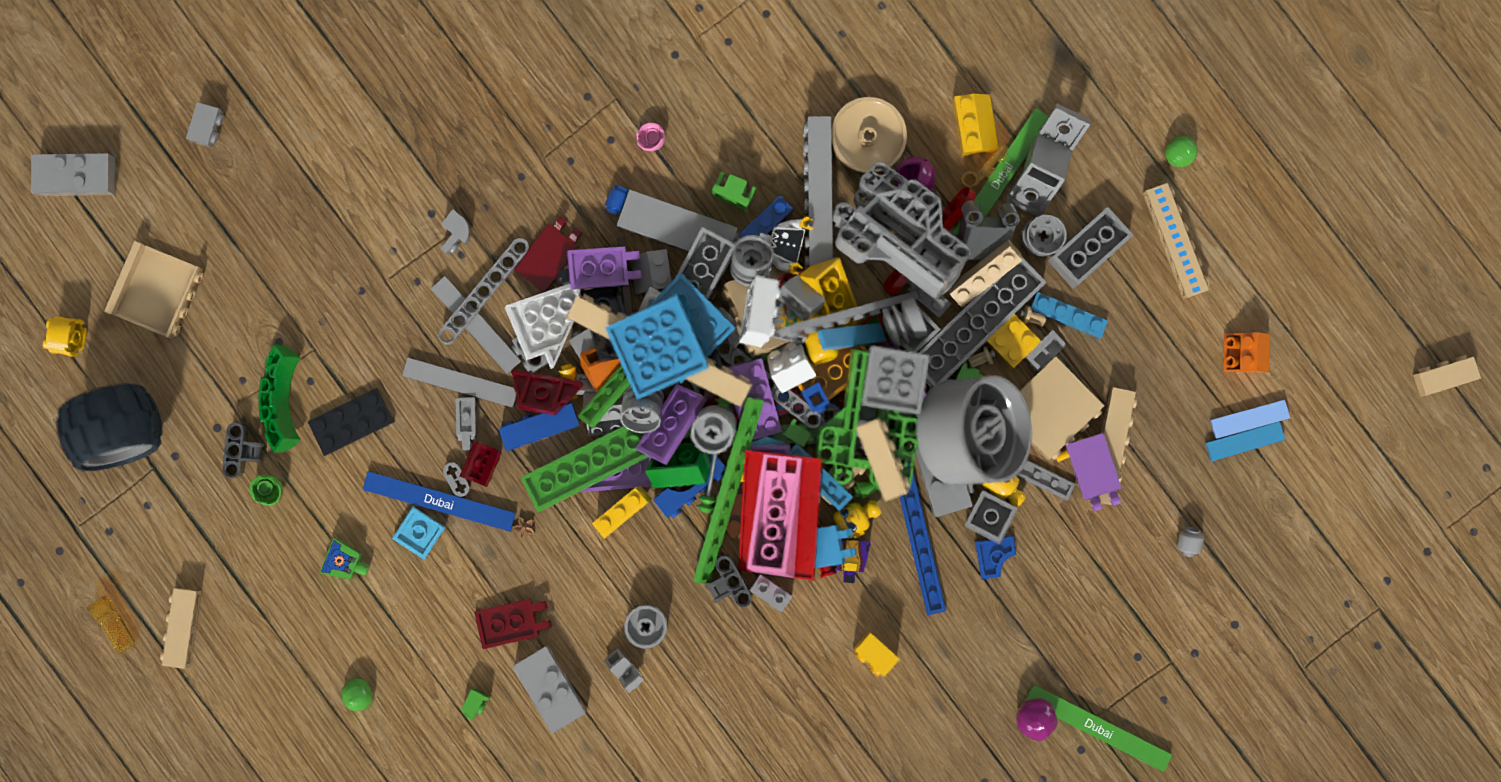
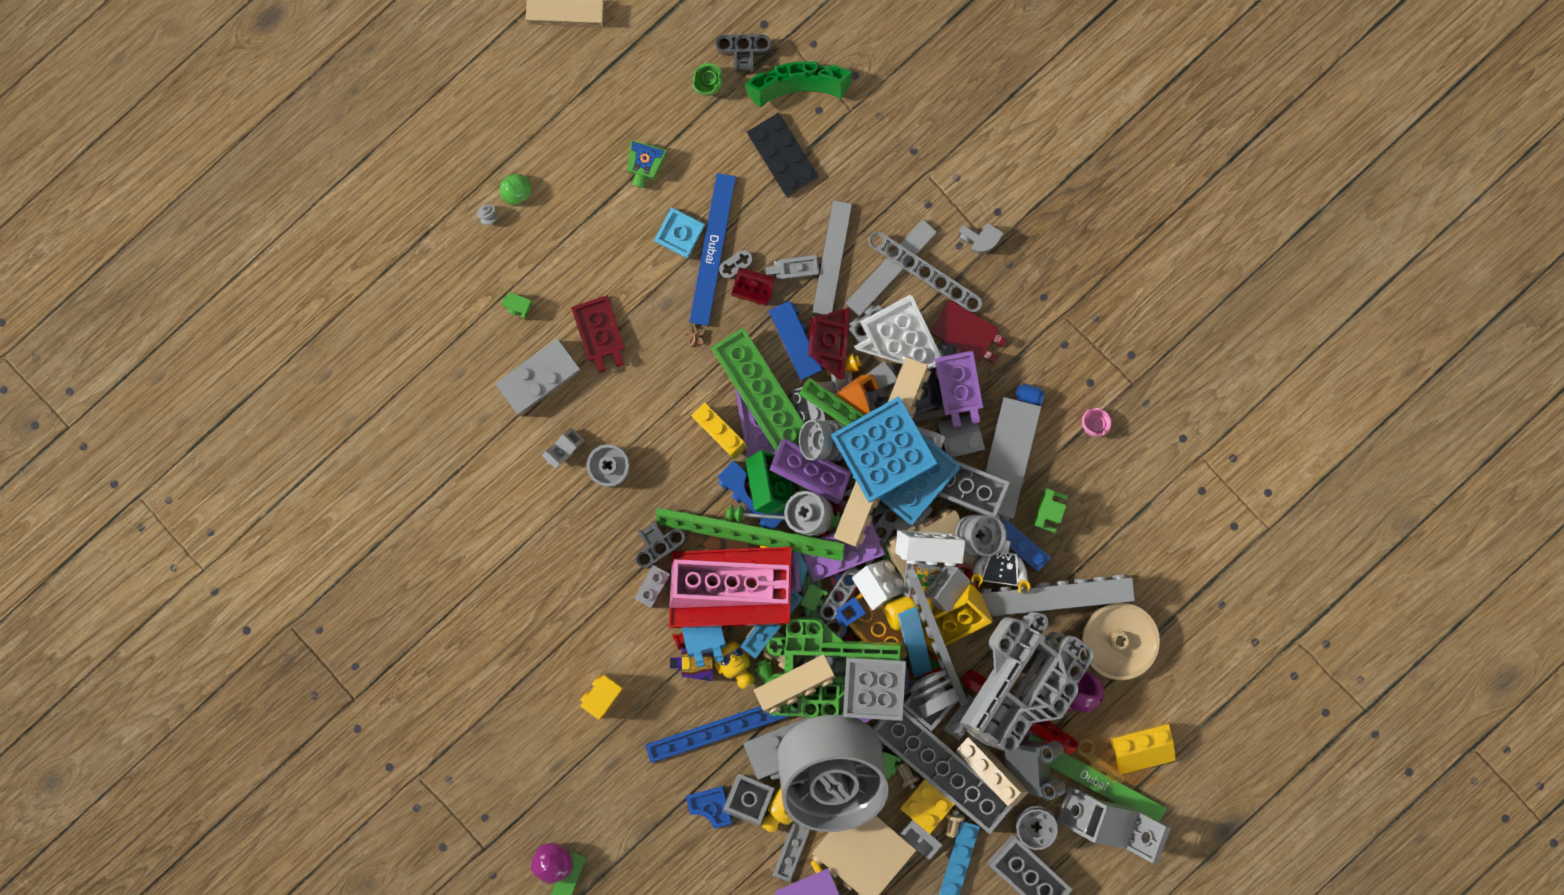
camera: 90 degrees right, 0 degrees up
(379, 725) = (487, 214): none -> light grey wheel

